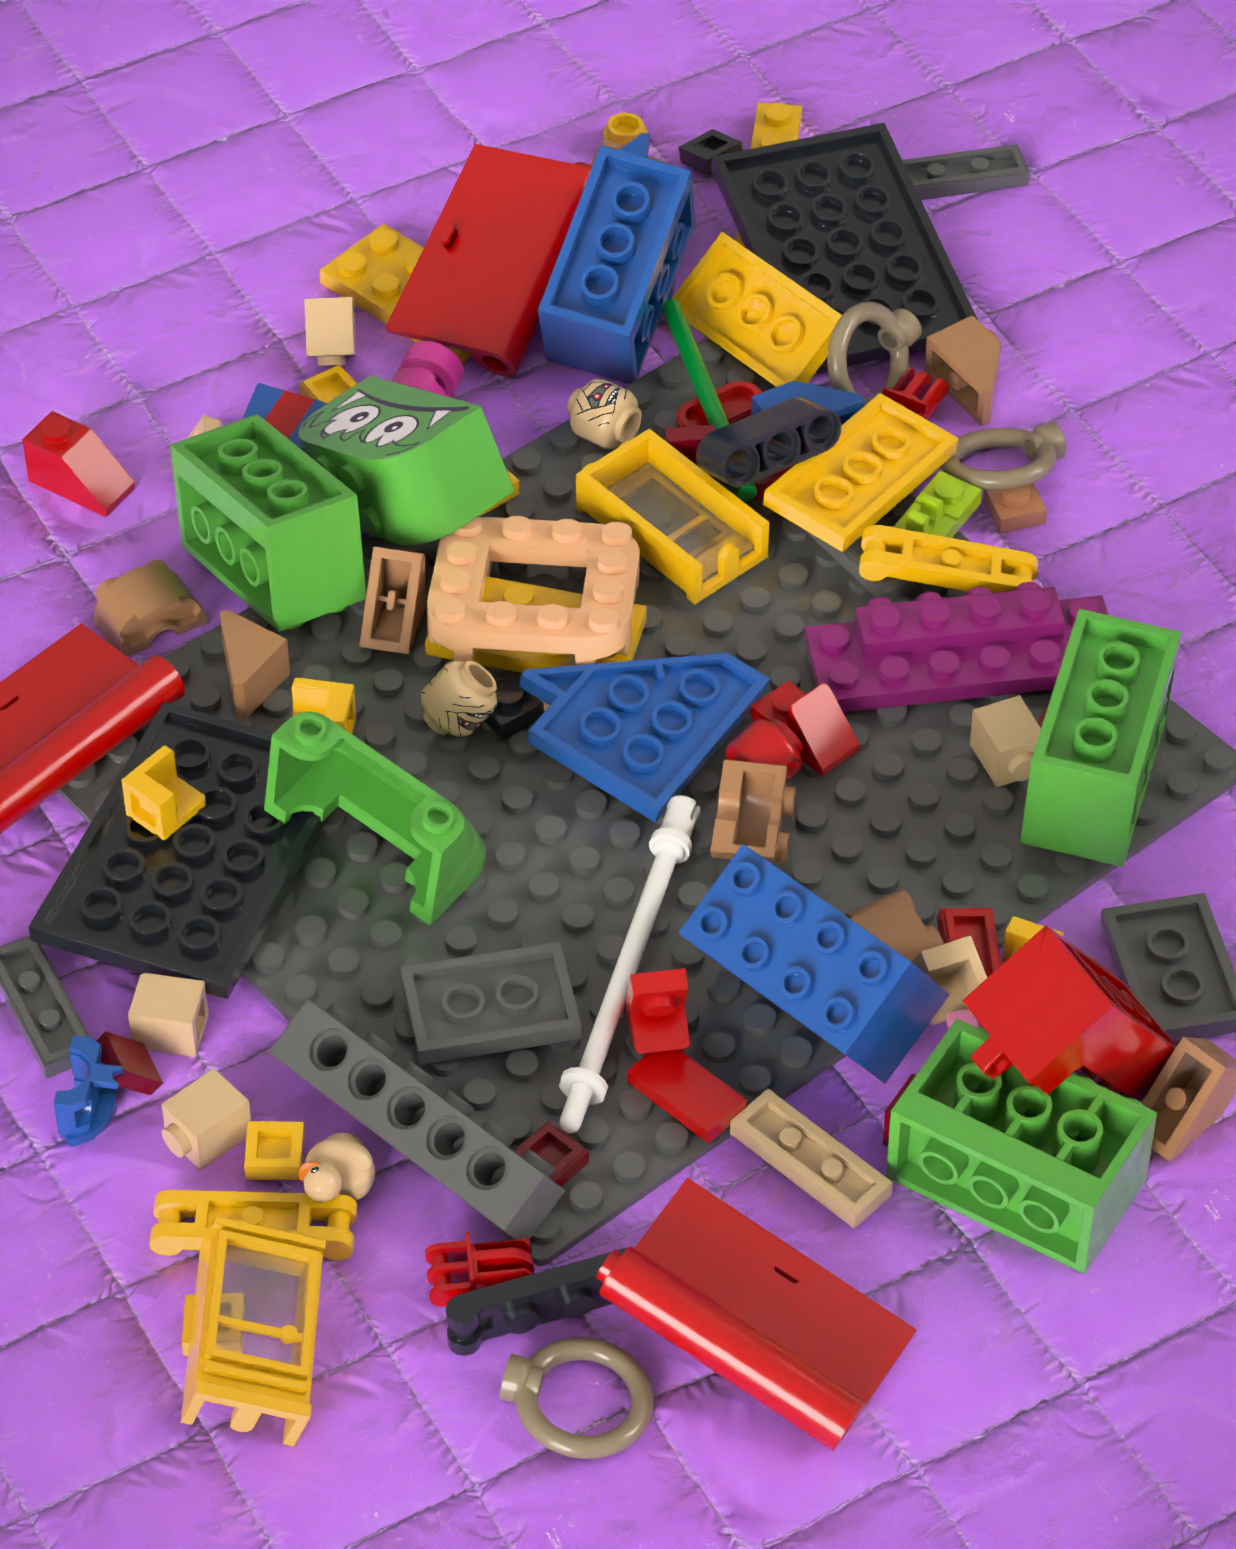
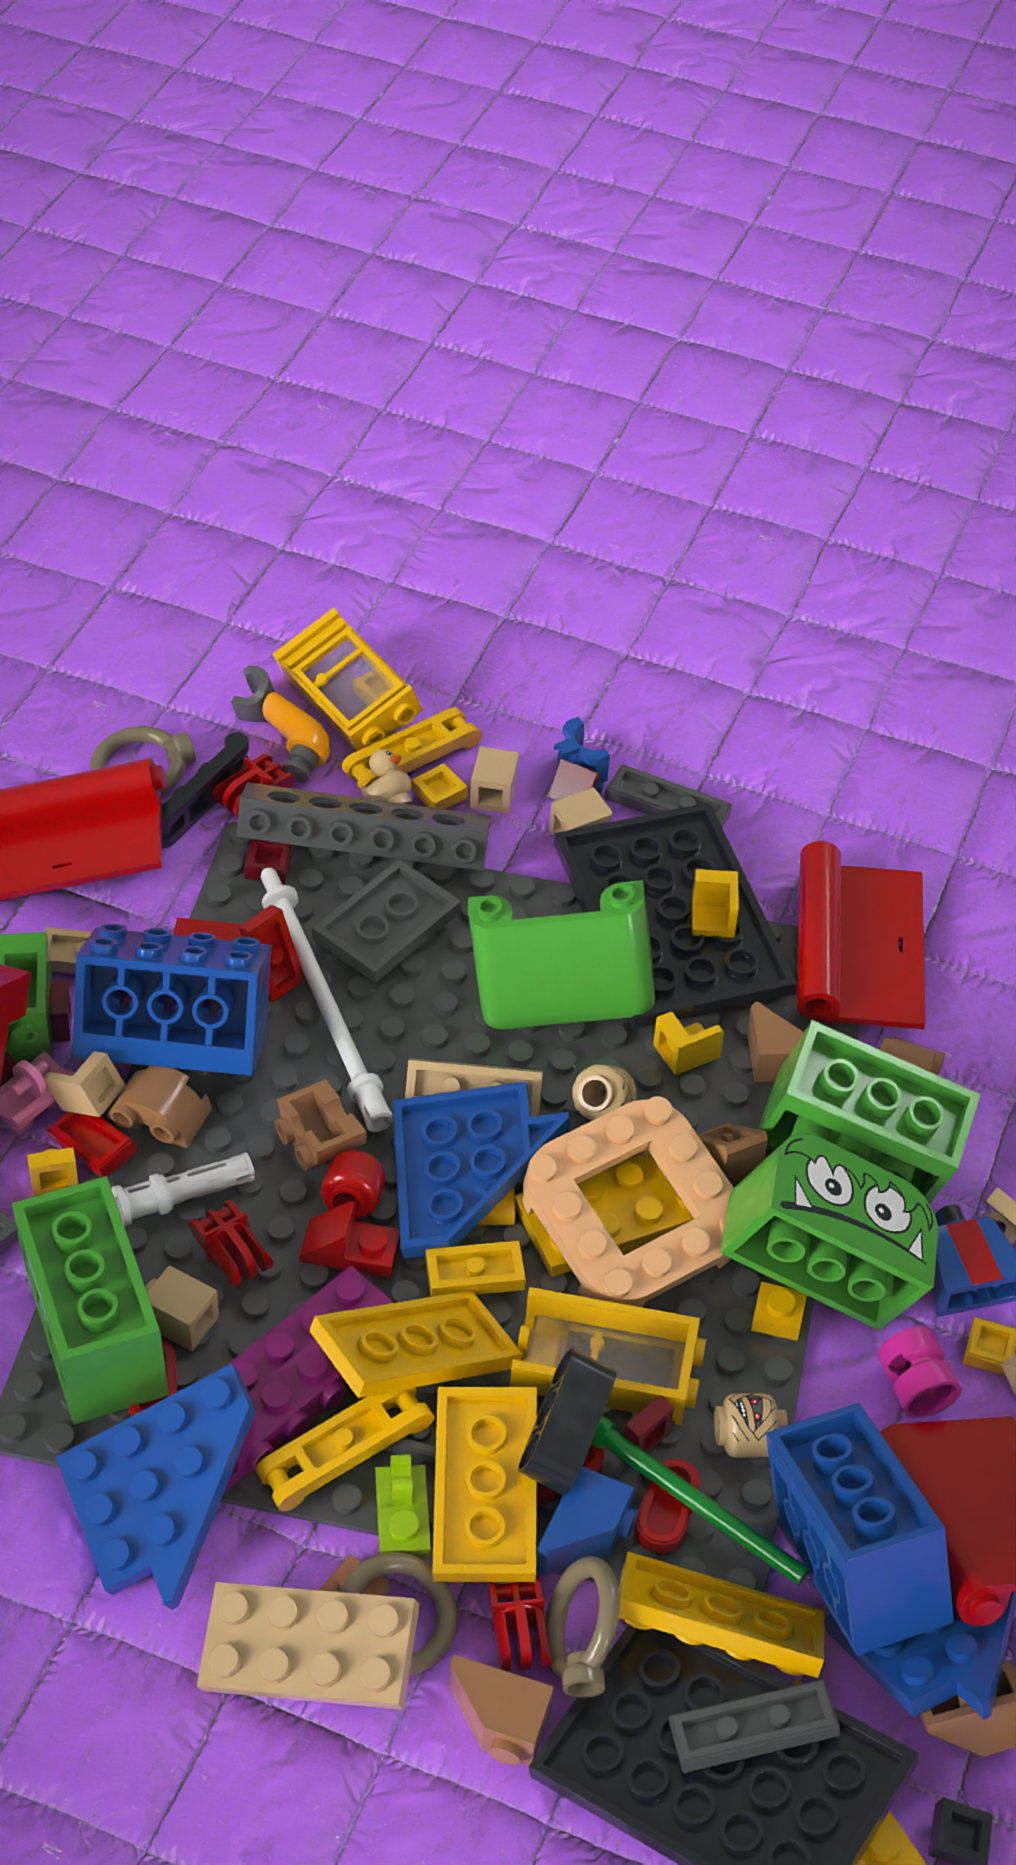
camera: 140 degrees right, 0 degrees up
(363, 1298) = (306, 737): none -> piece
(568, 789) = (439, 1077): none -> tan plate
(702, 631) = (476, 1268): none -> yellow plate
(807, 235) = (754, 1726): none -> dark grey tile
(835, 572) = (414, 1343): none -> yellow plate
(919, 779) = (231, 1243): none -> red arm
(946, 853) = (163, 1192): none -> white pin
(1090, 459) = (309, 1645): none -> tan plate
(1133, 589) = (157, 1482): none -> blue wing

